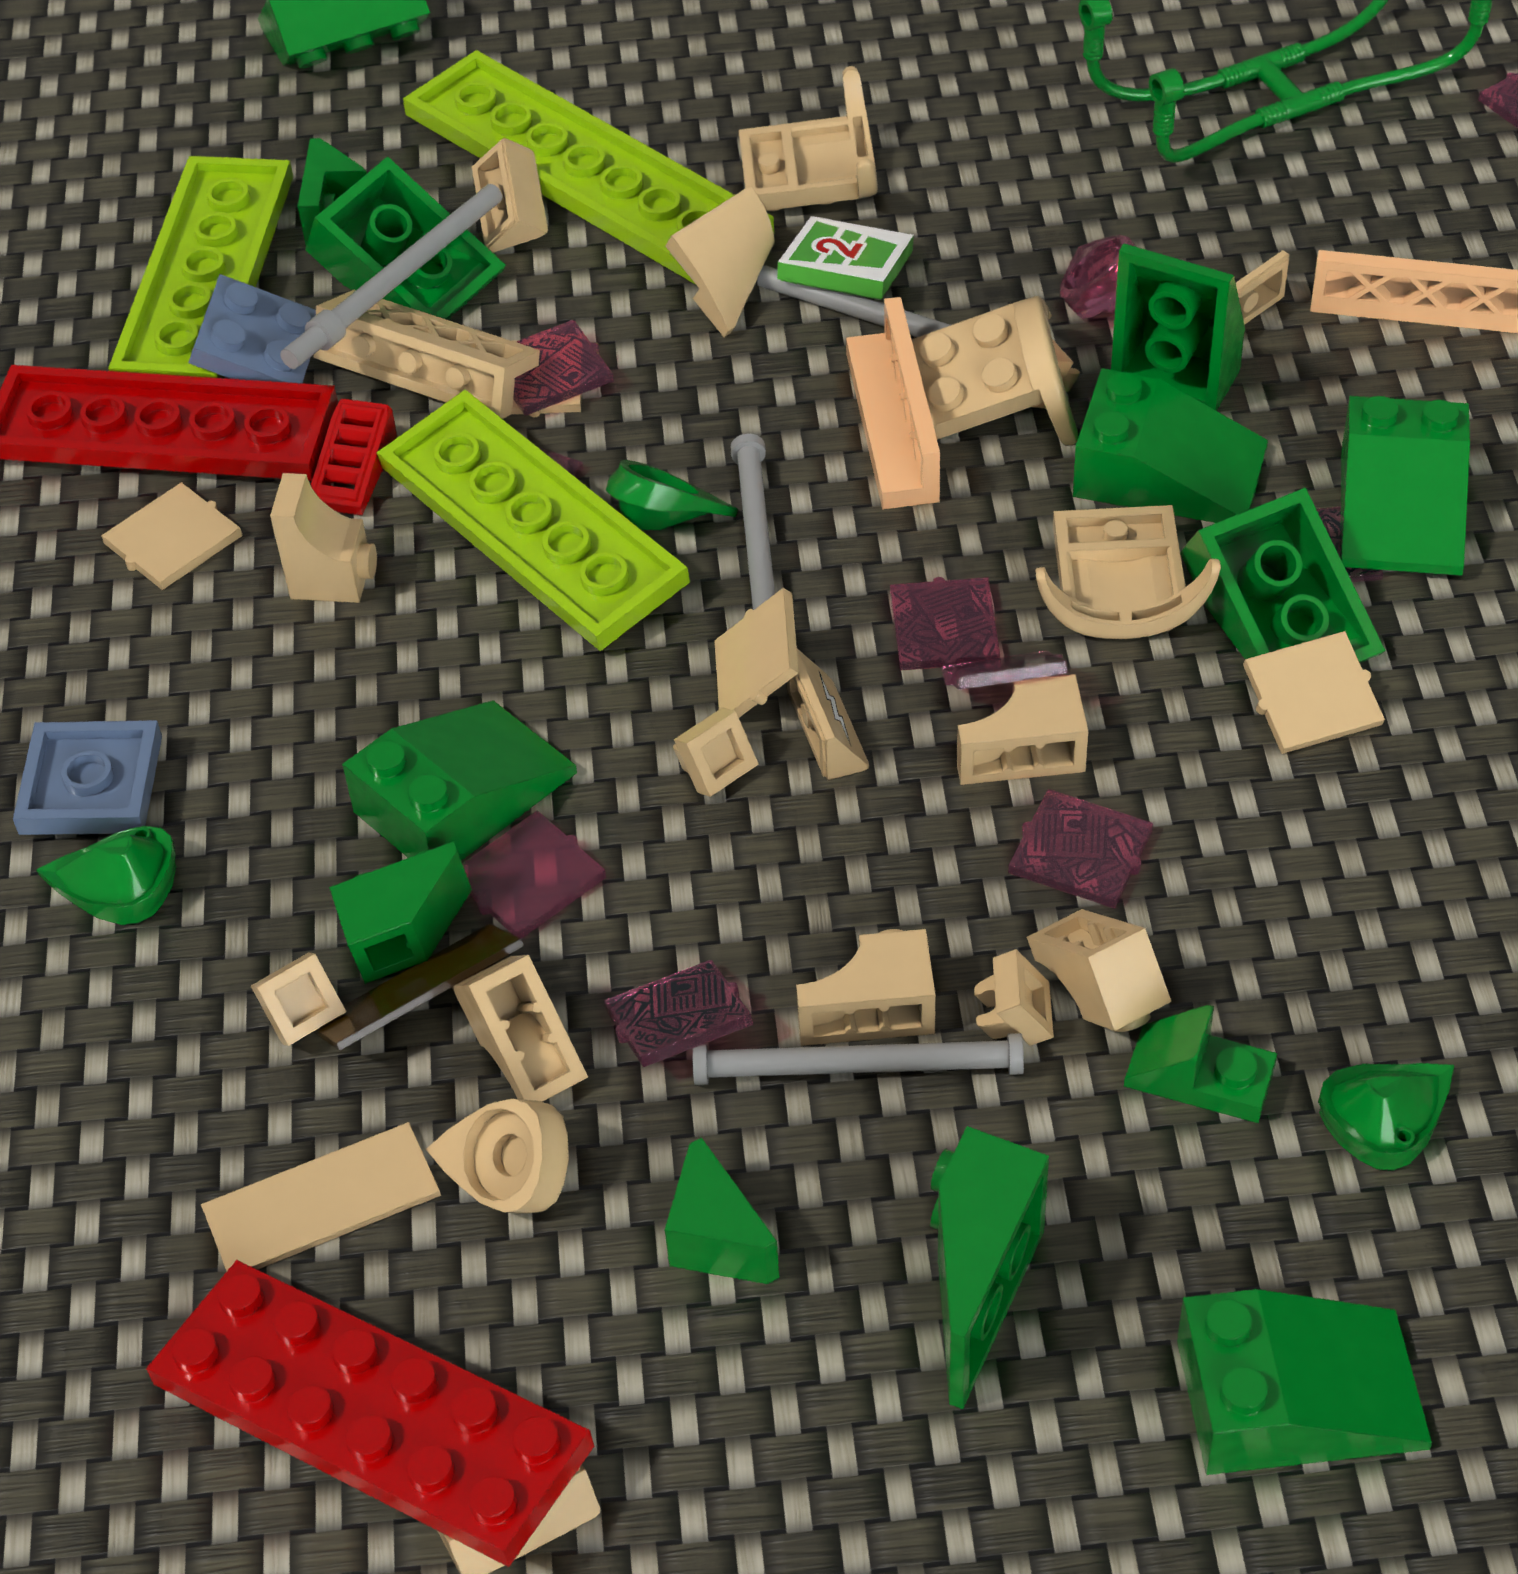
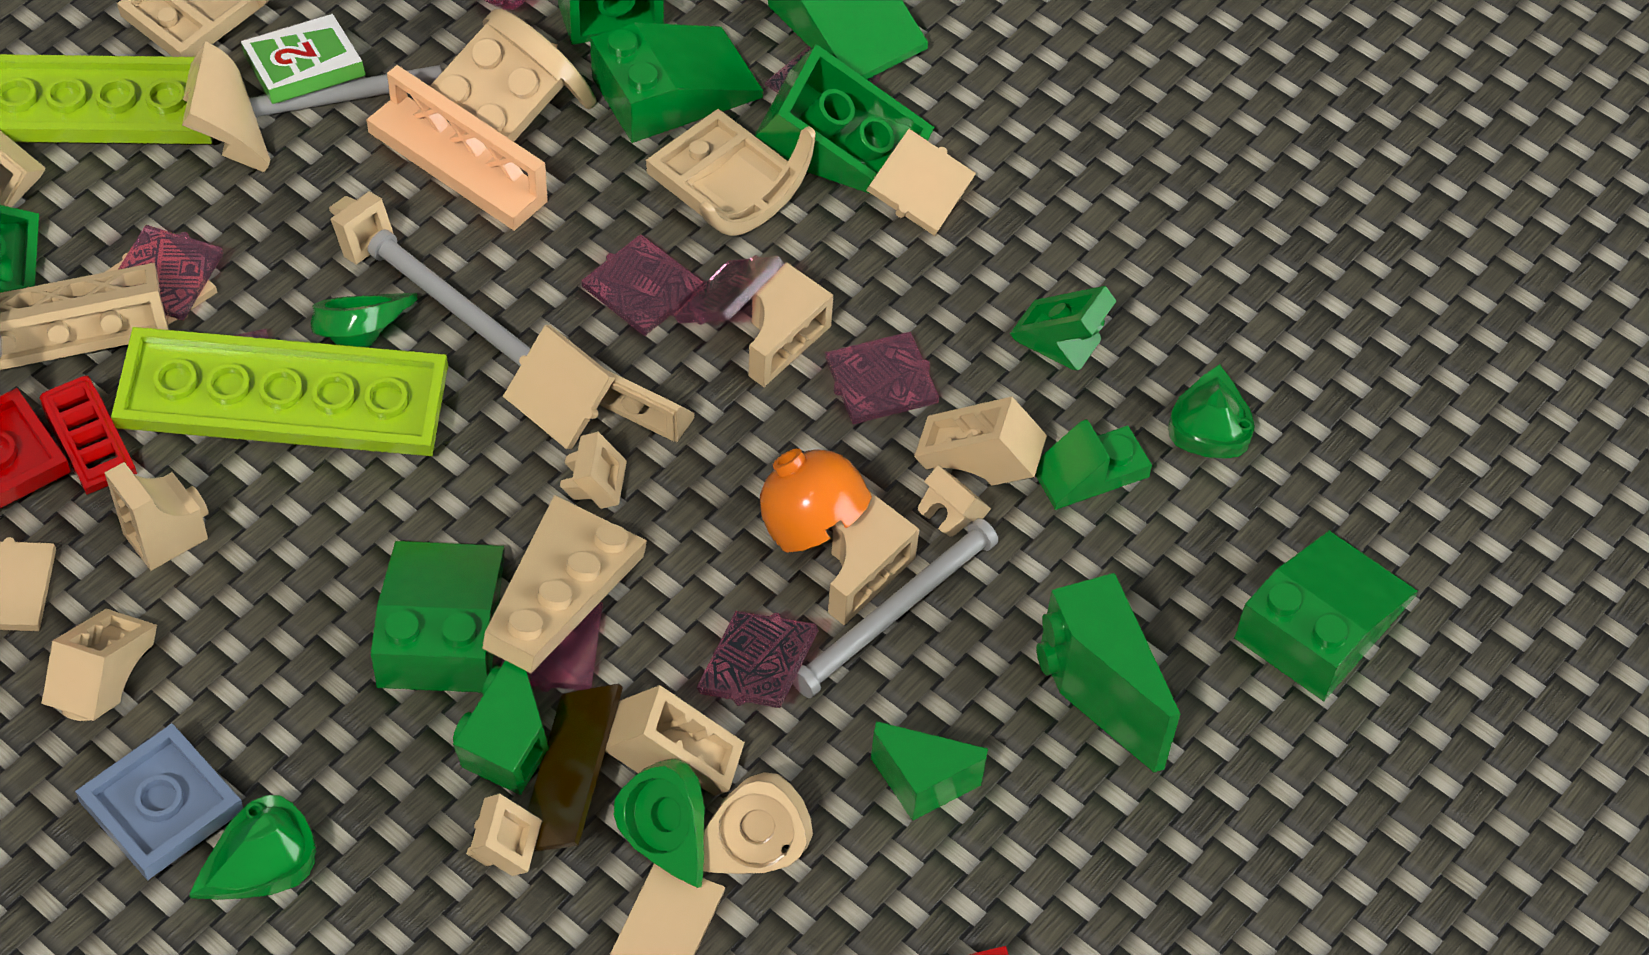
camera: 50 degrees left, 5 degrees up
(152, 631) = (94, 663): none -> tan arch
(441, 1086) = (664, 818): none -> green piece
(572, 817) = (559, 582): none -> tan wing
(739, 414) = (358, 223): none -> tan tile
(862, 892) = (810, 495): none -> orange cylinder
(1312, 920) = (1065, 325): none -> green slope

